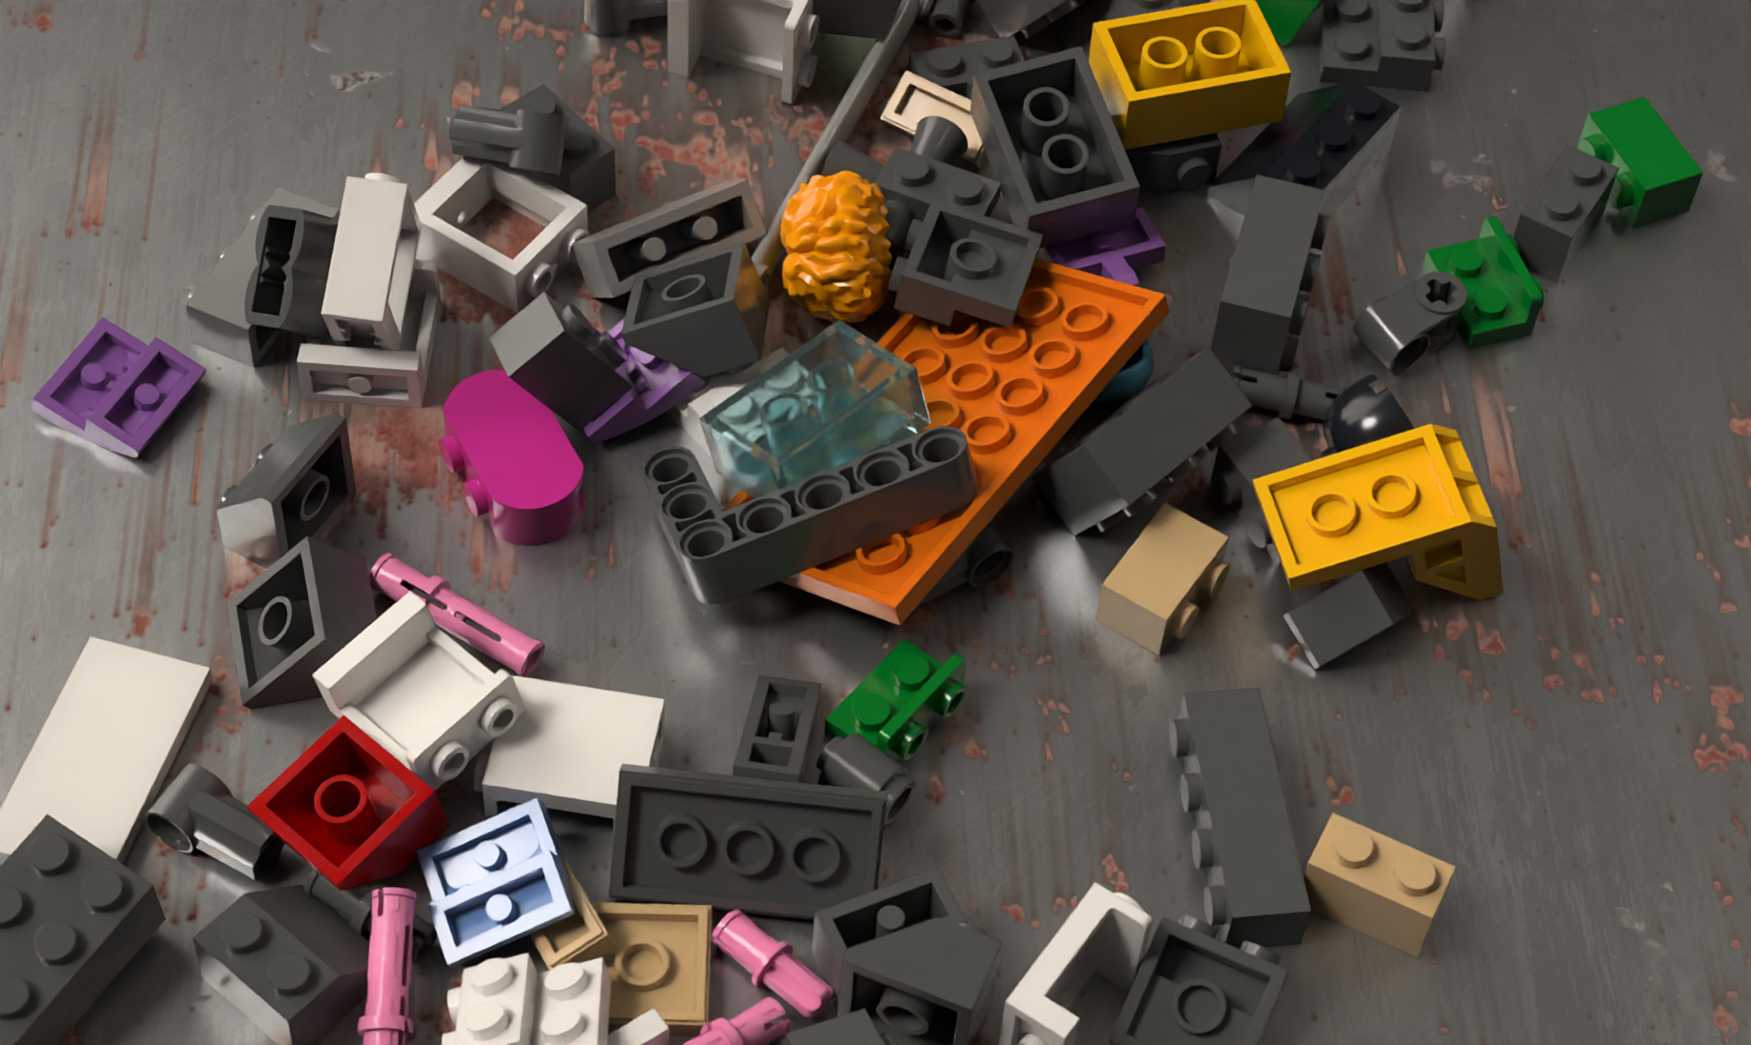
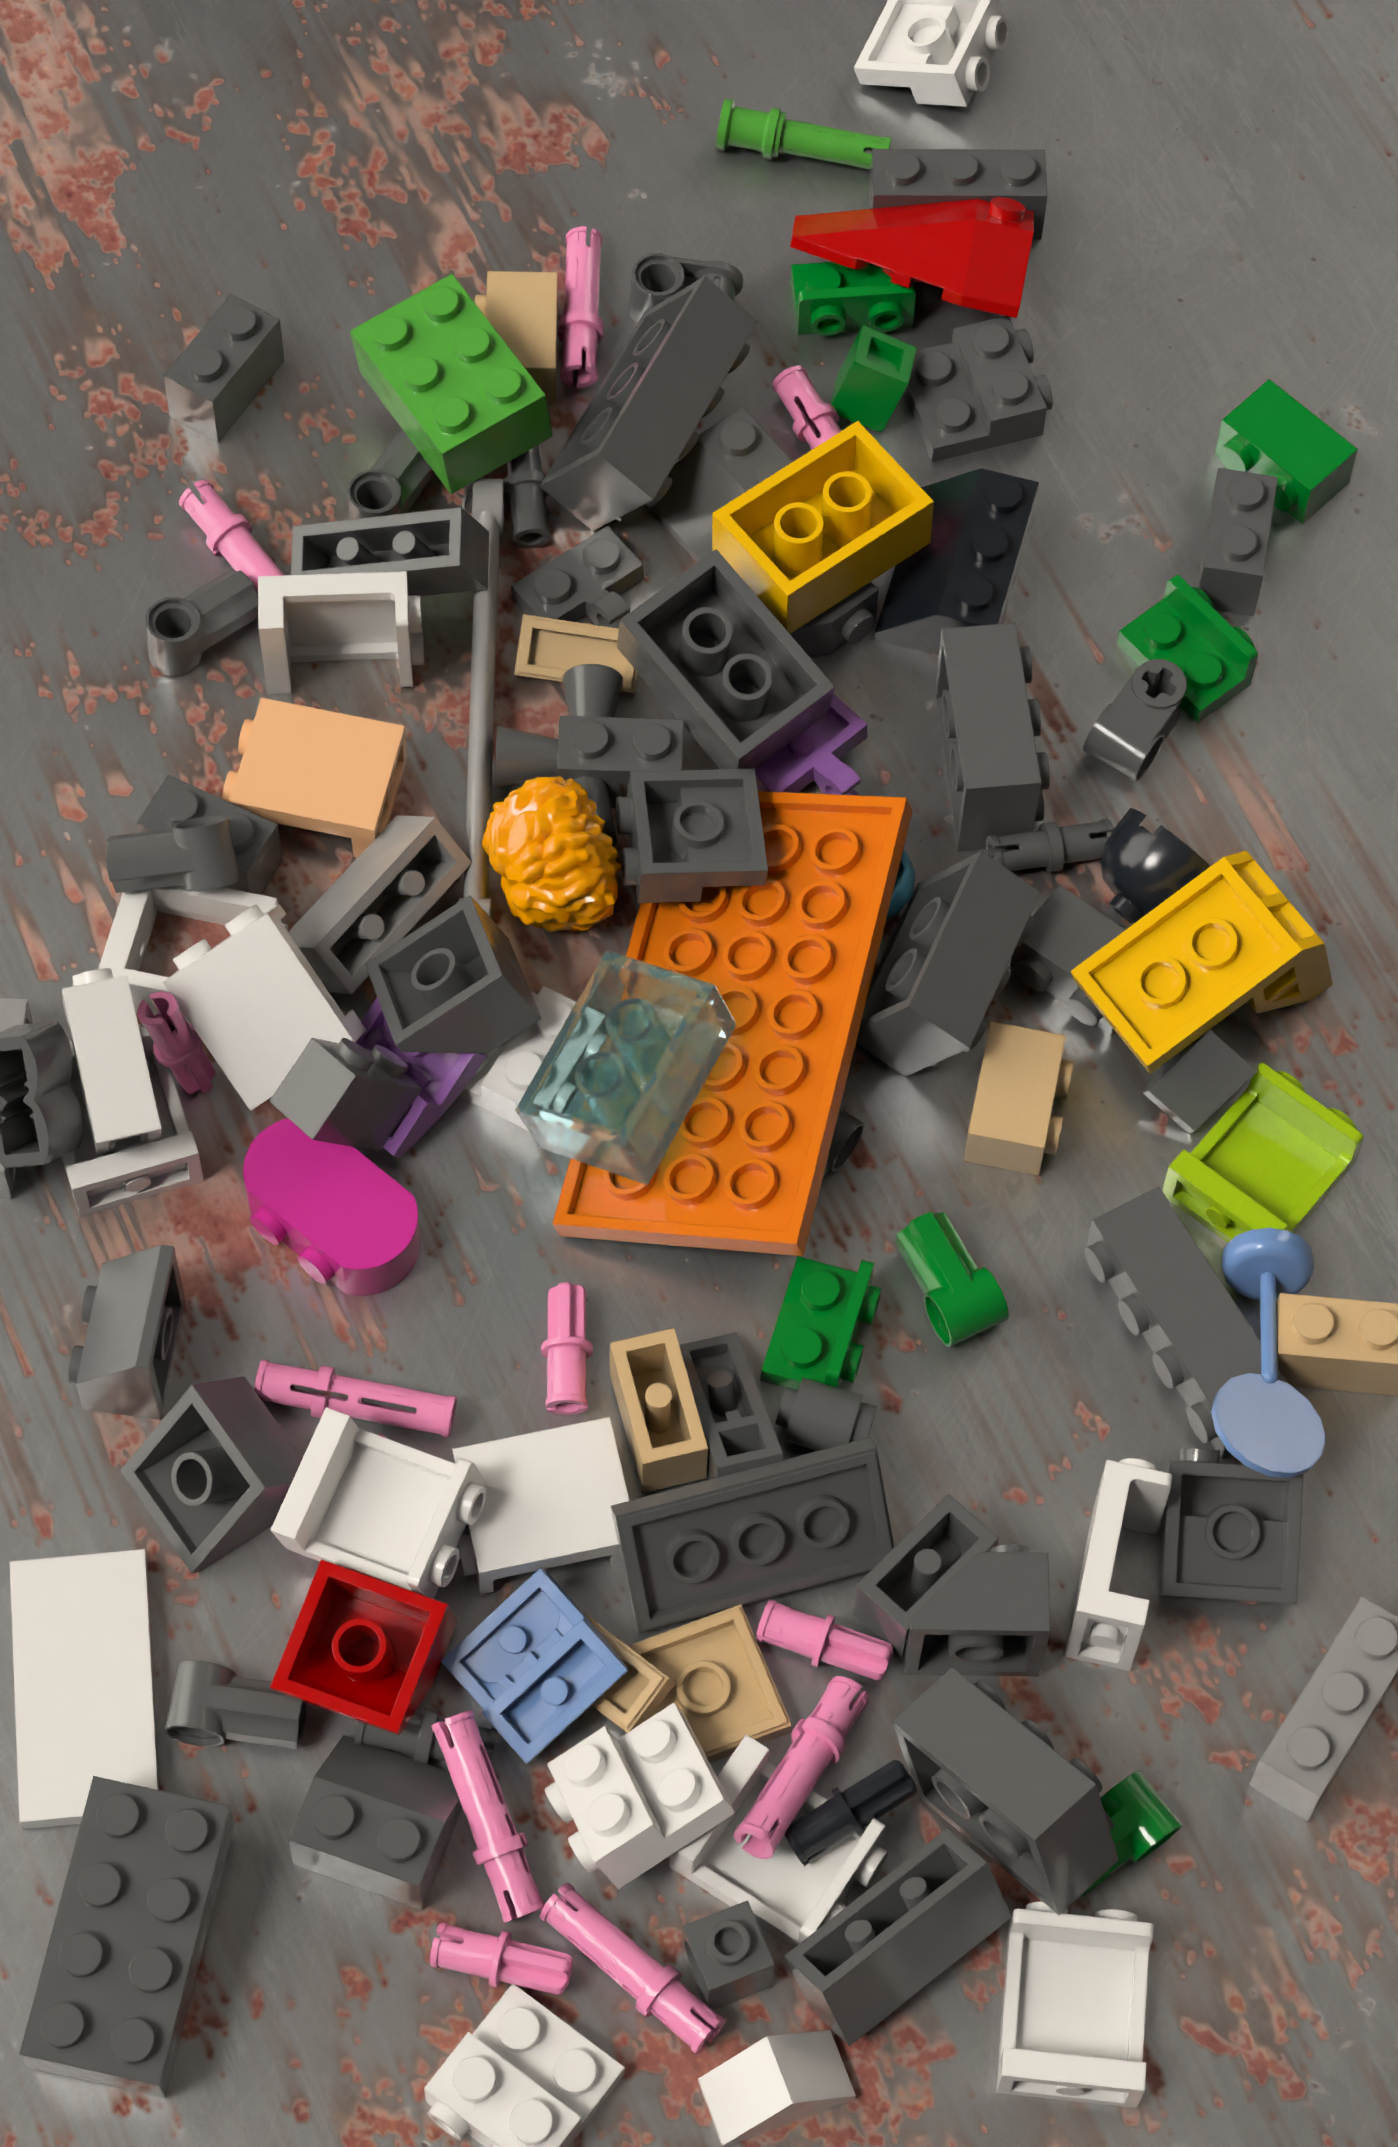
camera: 20 degrees left, 10 degrees up
(444, 284) = (177, 1043): none -> bright pink axle
(518, 252) = (257, 1002): none -> white panel
(660, 642) = (566, 1350): none -> bright pink axle
(678, 129) = (319, 770): none -> light nougat panel
(712, 704) = (658, 1410): none -> tan brick
(806, 521) = (655, 1175): dark grey beam -> none
(1034, 718) = (956, 1293): none -> green piece
(1266, 909) = (1254, 1414): none -> medium blue piece
(1371, 715) = (1264, 1160): none -> lime panel

